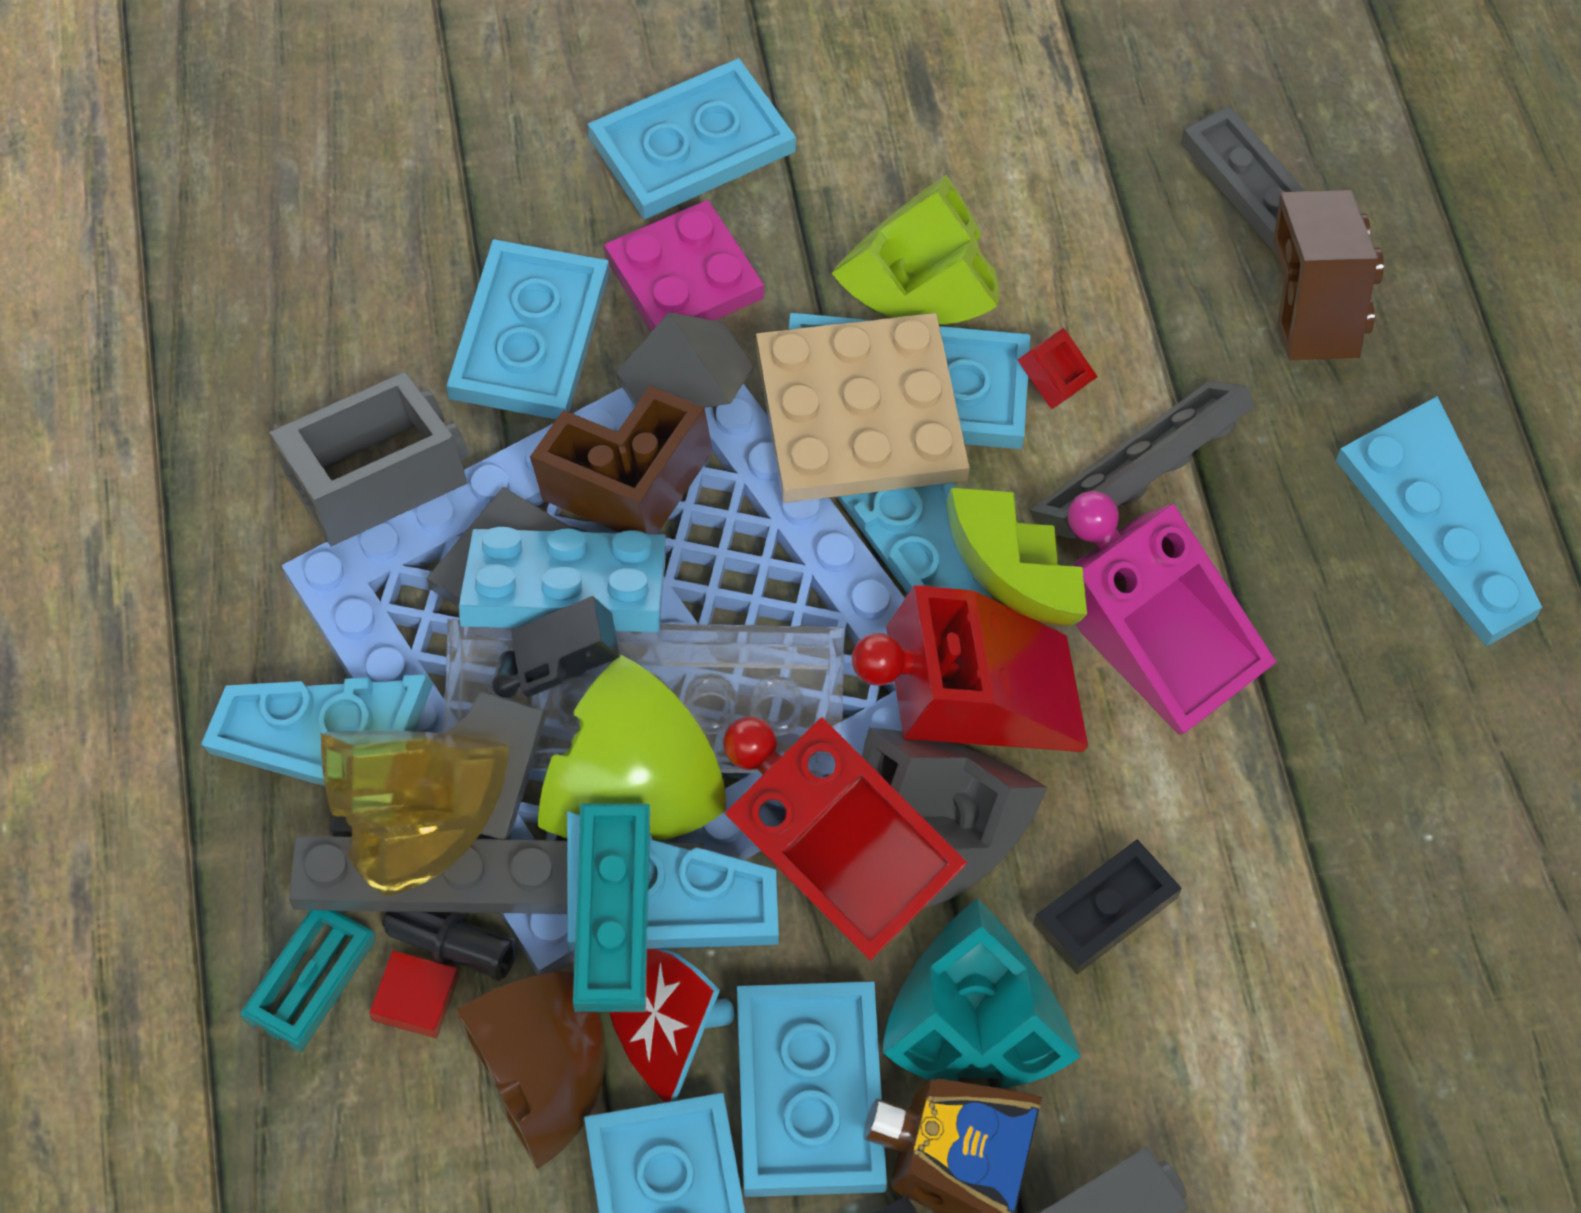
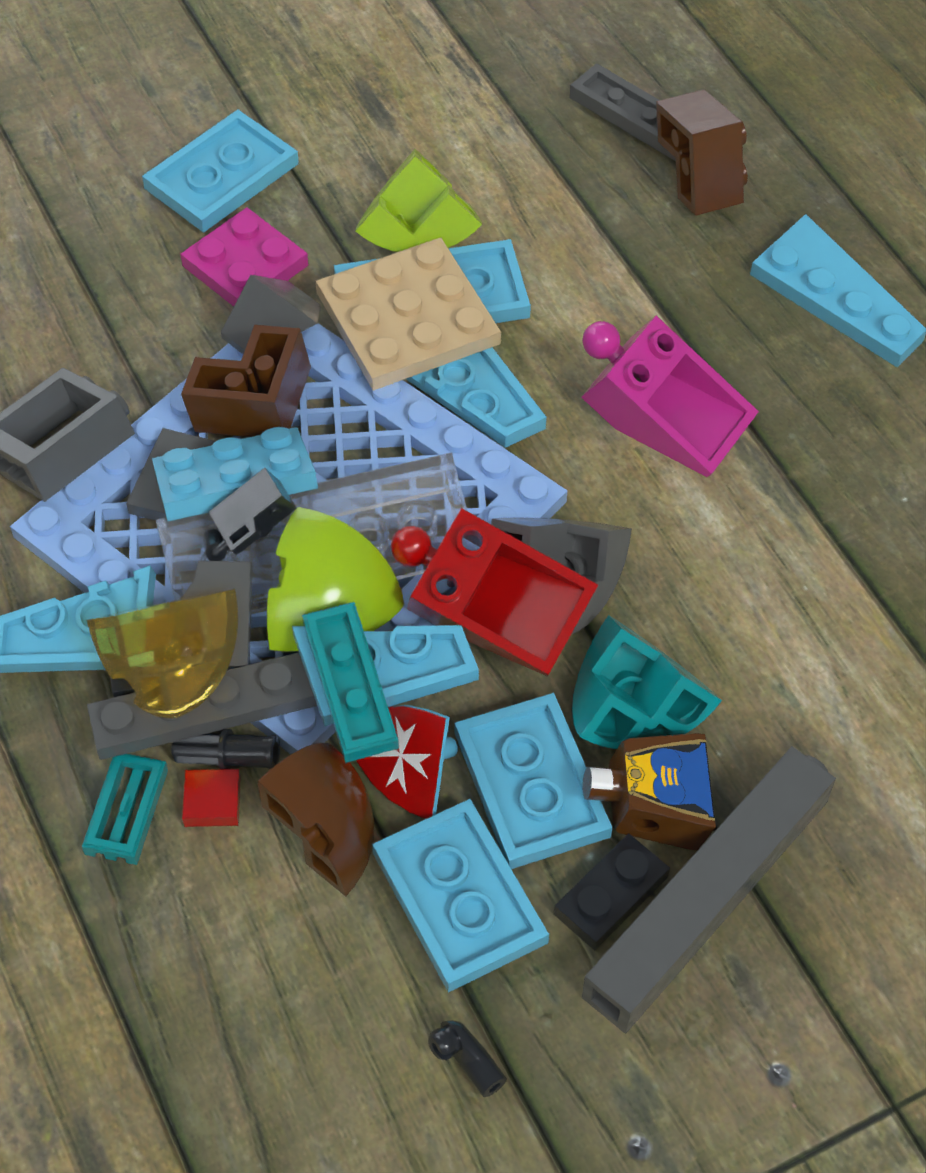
camera: 15 degrees left, 5 degrees down
(528, 330) = (143, 323): medium azure plate -> none
(975, 673) = (552, 464): red slope -> none
(1013, 558) = (555, 381): lime brick -> none
(1057, 368) = (537, 256): red tile -> none
(1107, 906) = (700, 599): black plate -> none
(1151, 452) = (621, 297): dark grey plate -> none

